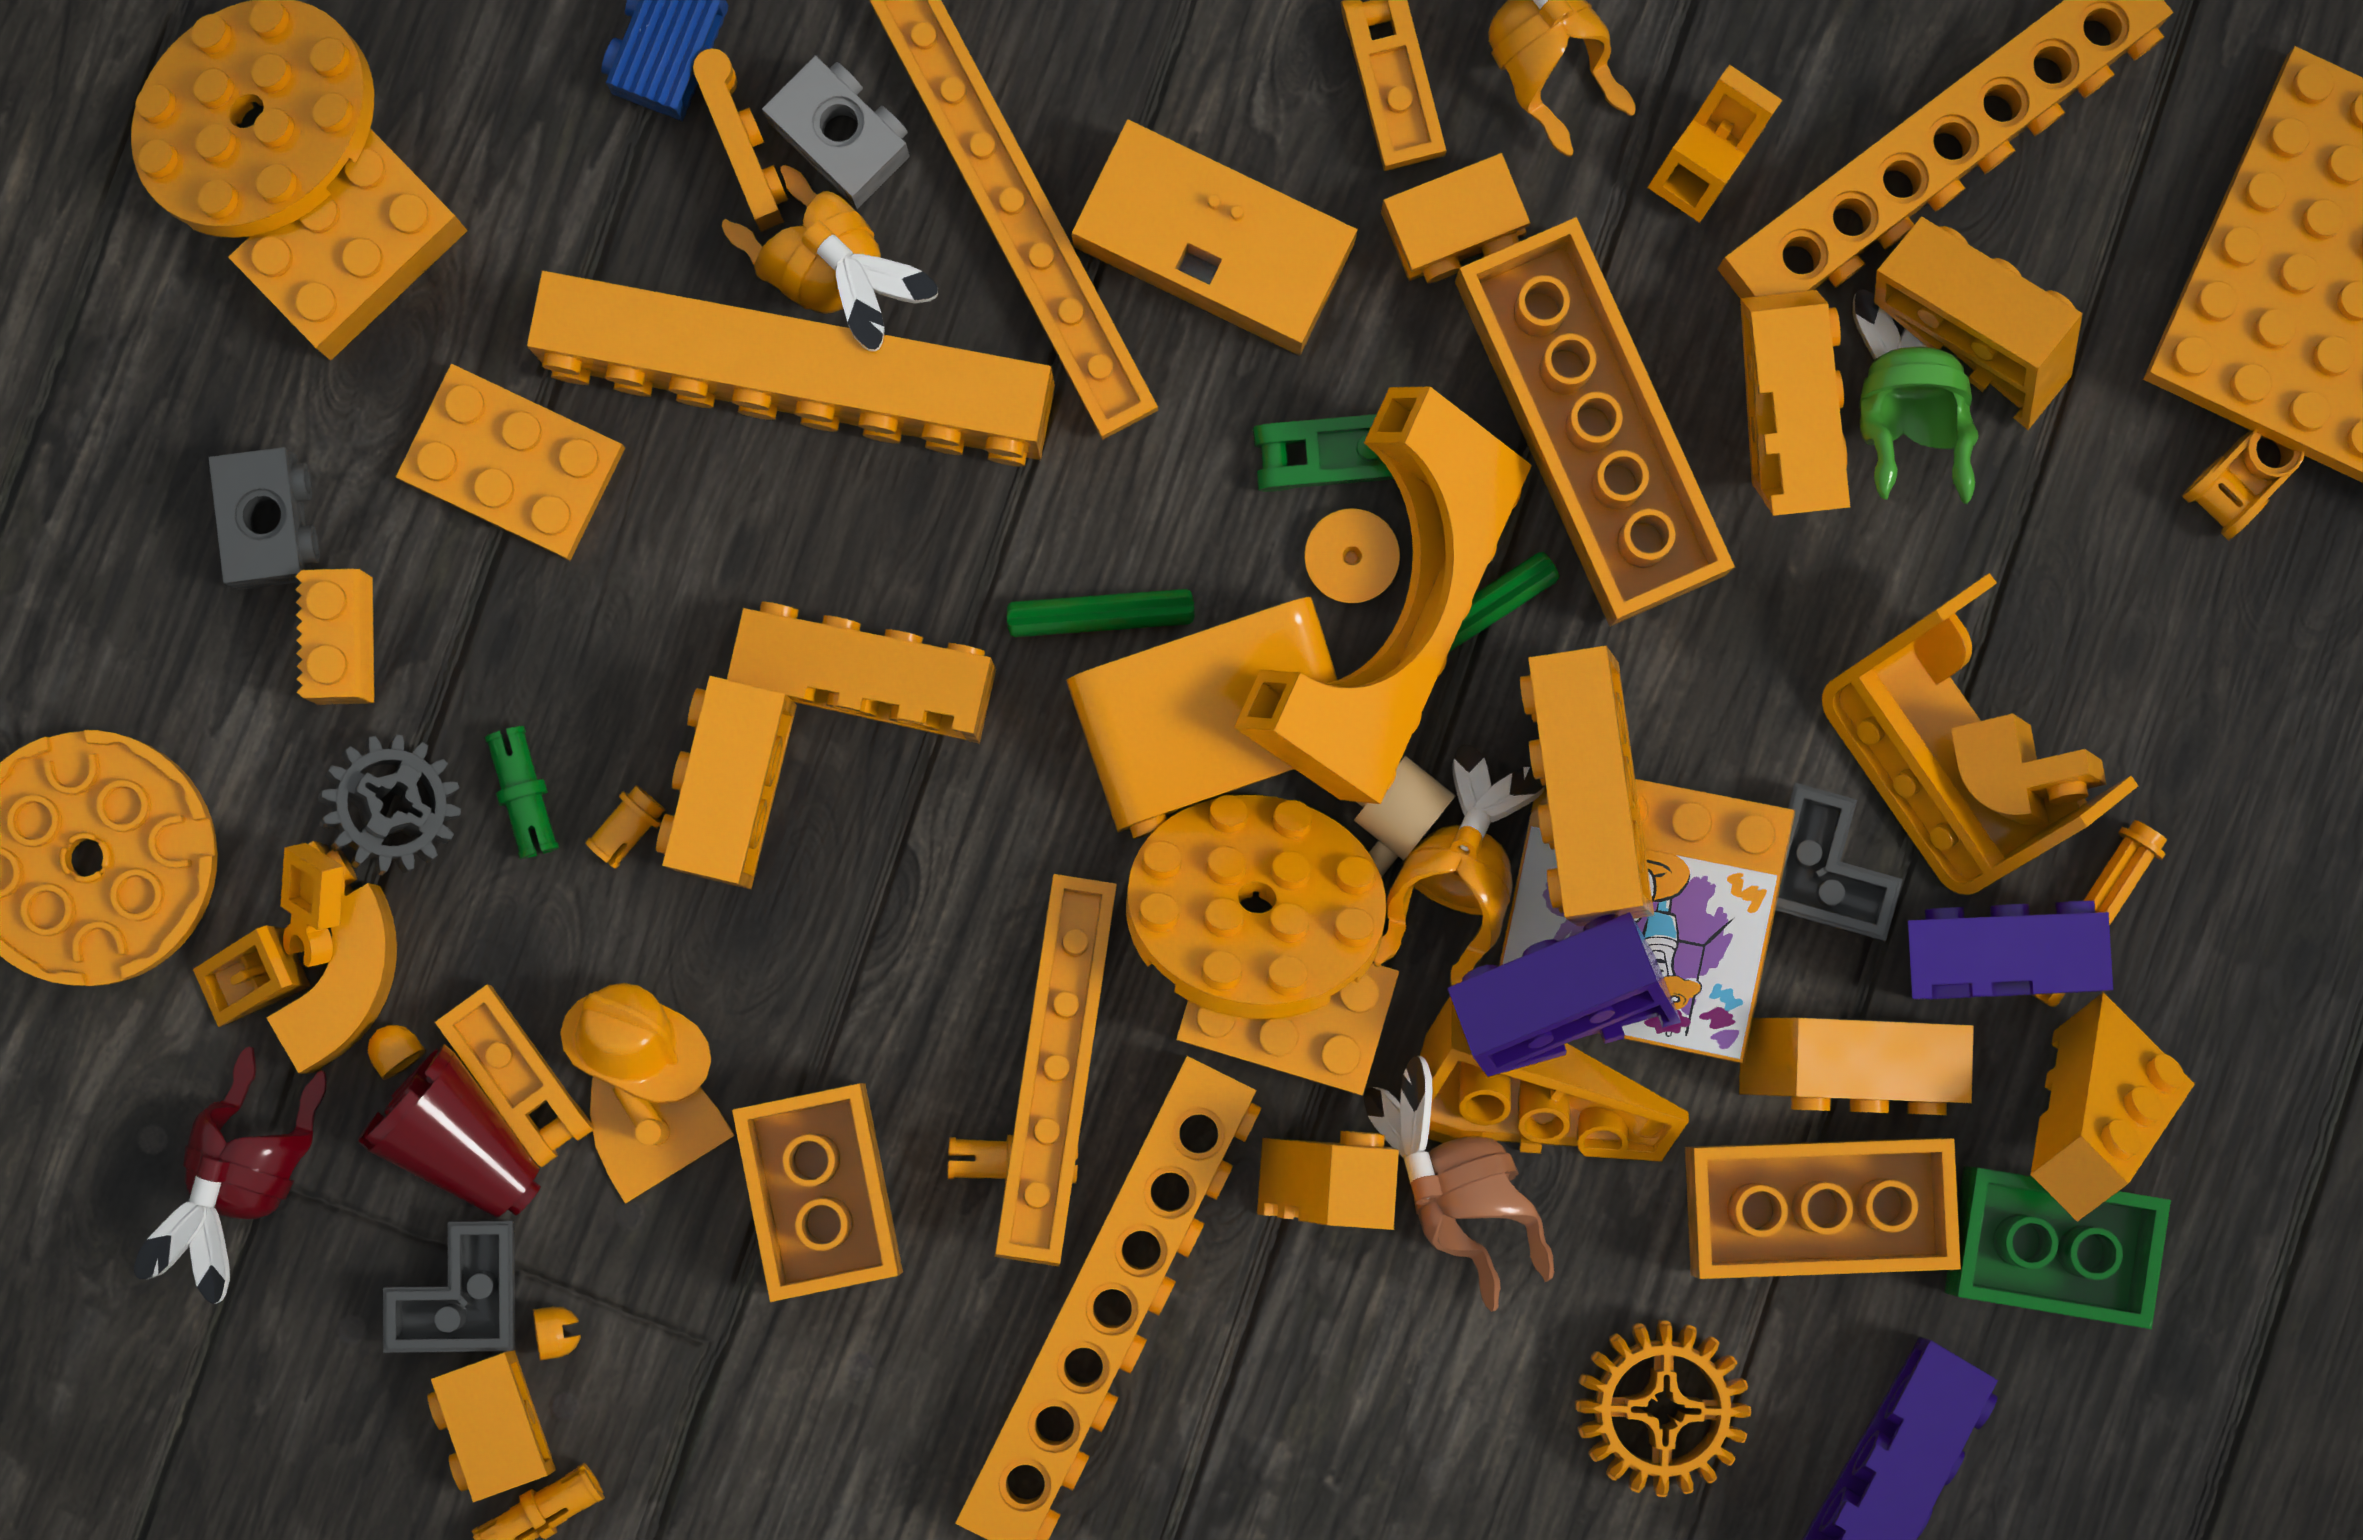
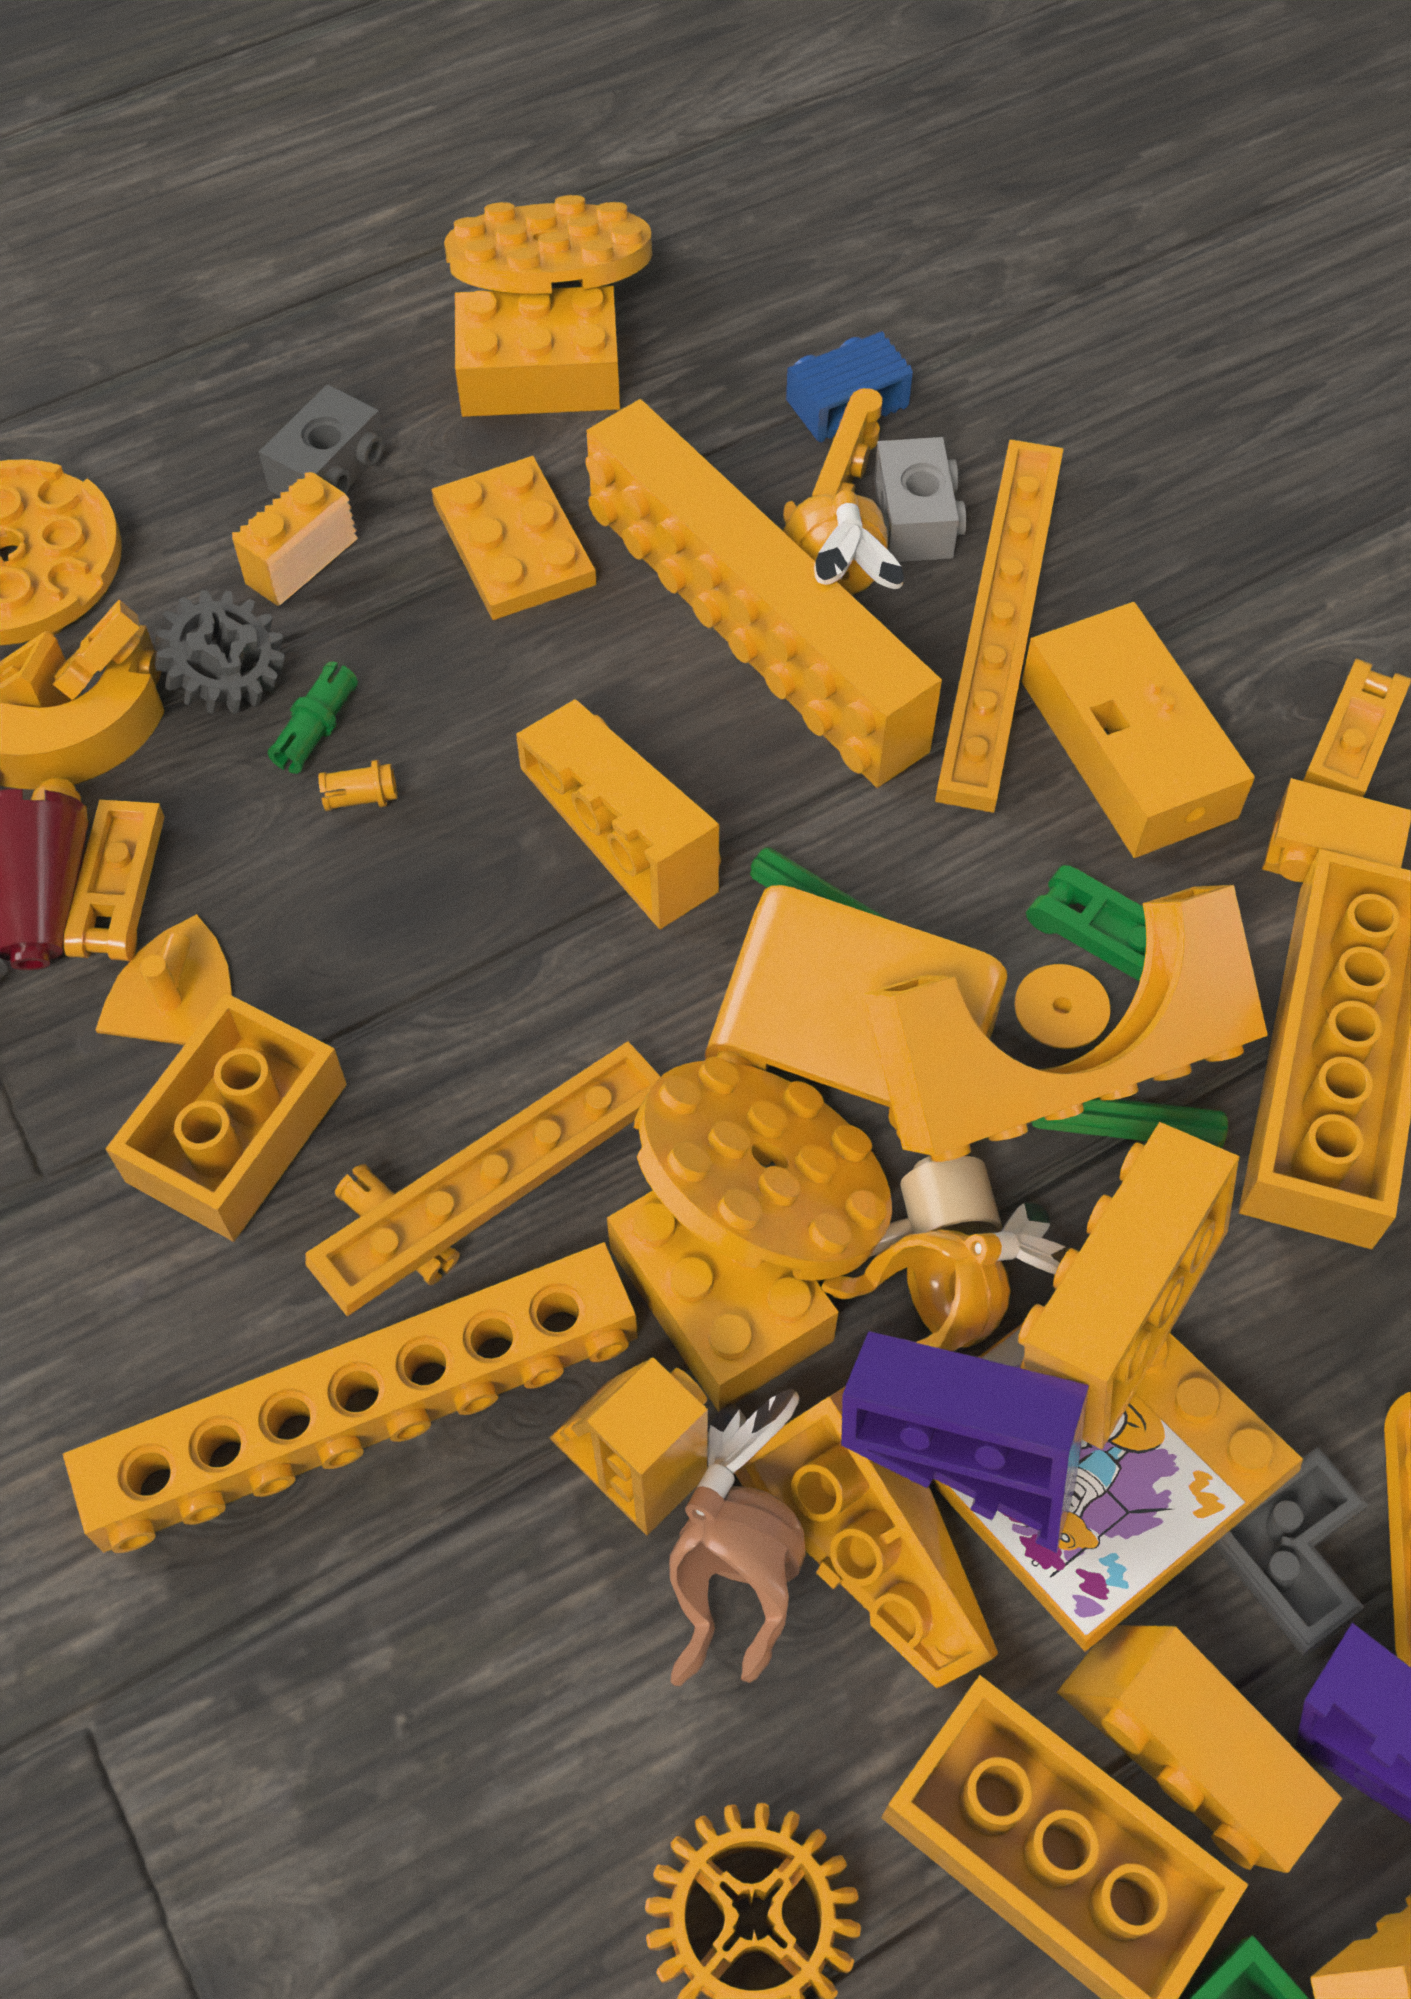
camera: 40 degrees right, 25 degrees down
(636, 1044) = (217, 920): light orange piece -> none
(726, 781) = (453, 794): light orange brick -> none

